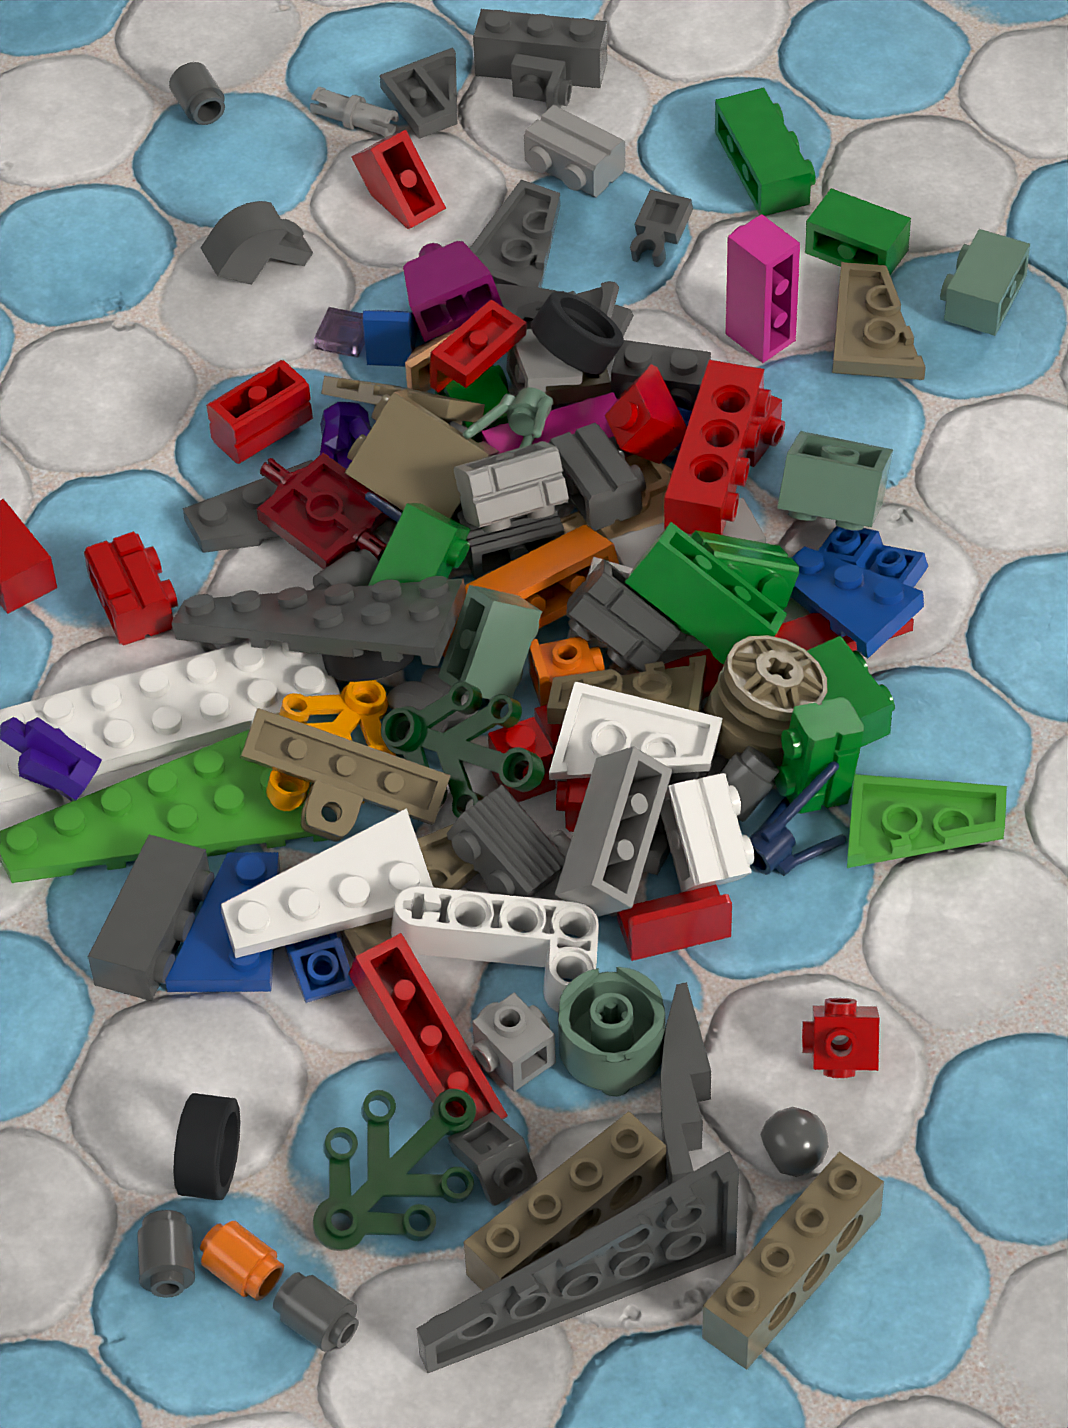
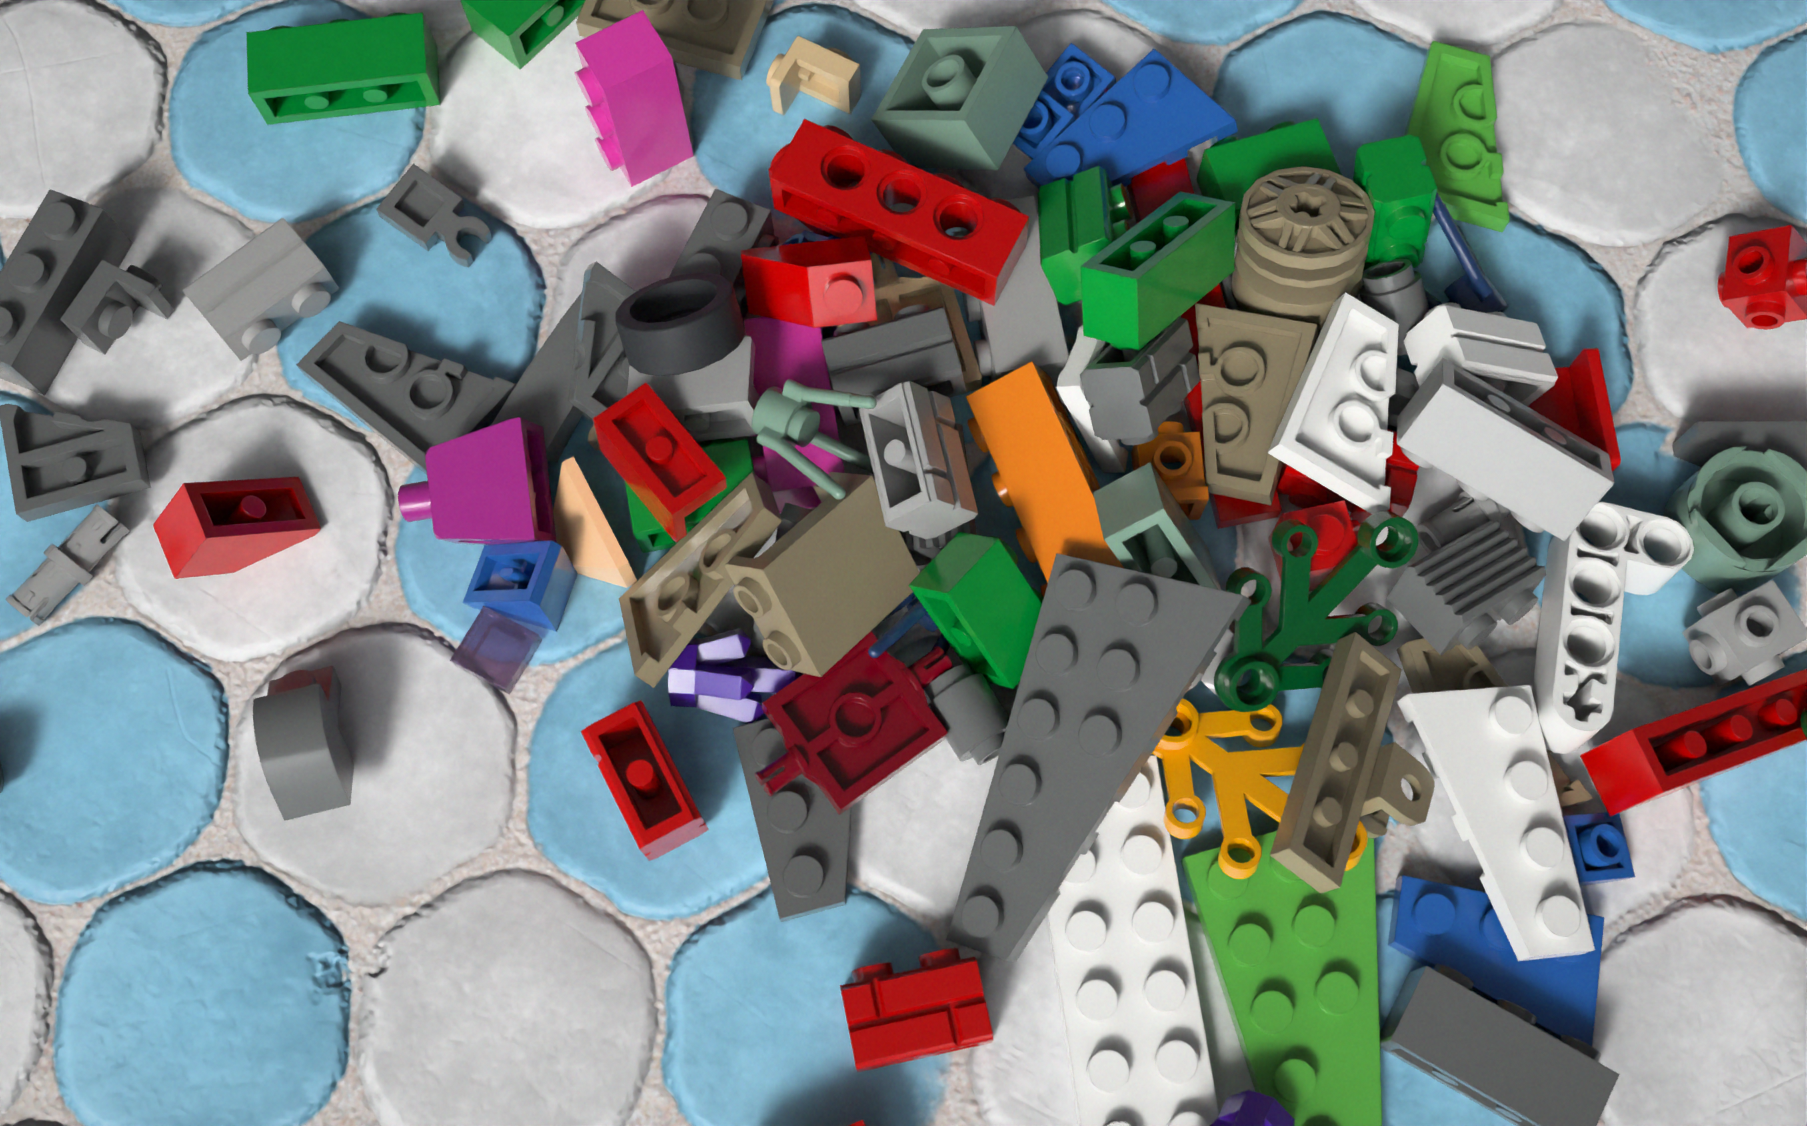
camera: 80 degrees left, 20 degrees up
(843, 397) = (817, 72): none -> tan bracket

